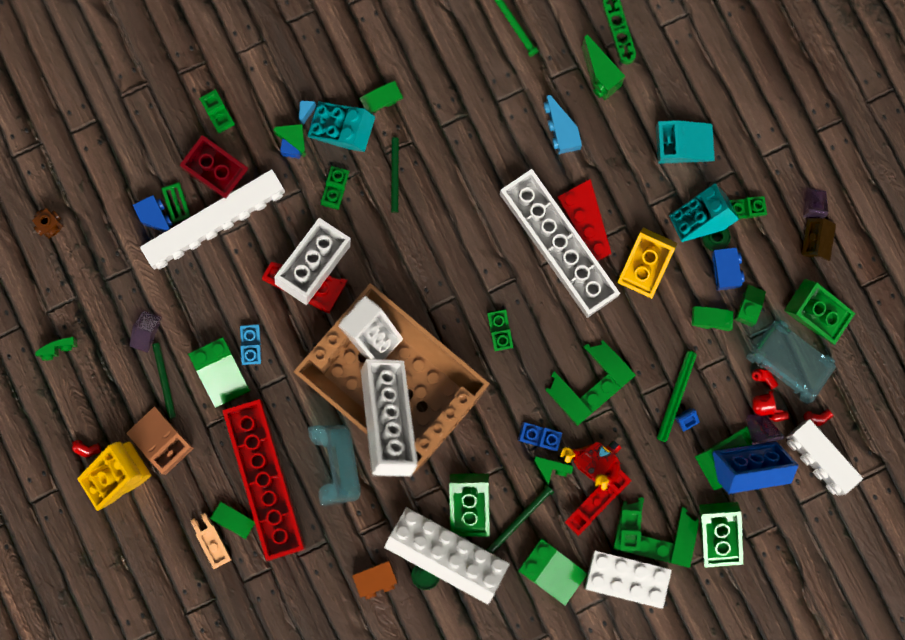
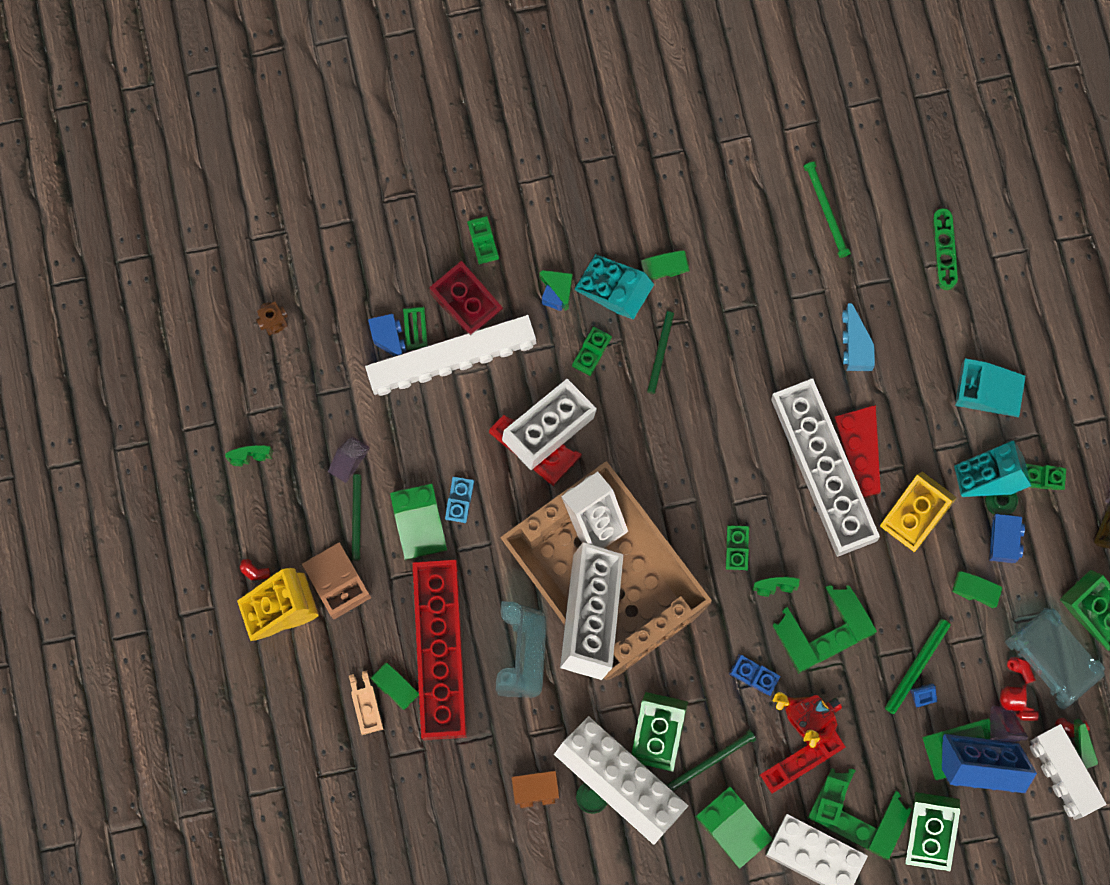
camera: 20 degrees right, 5 degrees down
(305, 110) = (579, 260): dark azure slope -> none
(535, 357) = (768, 586): none -> green slope
(546, 466) = (754, 709): green slope -> none
(603, 73) = (916, 292): green slope -> none
(750, 306) = (1023, 585): green slope -> none
(831, 430) = (1083, 744): none -> green slope

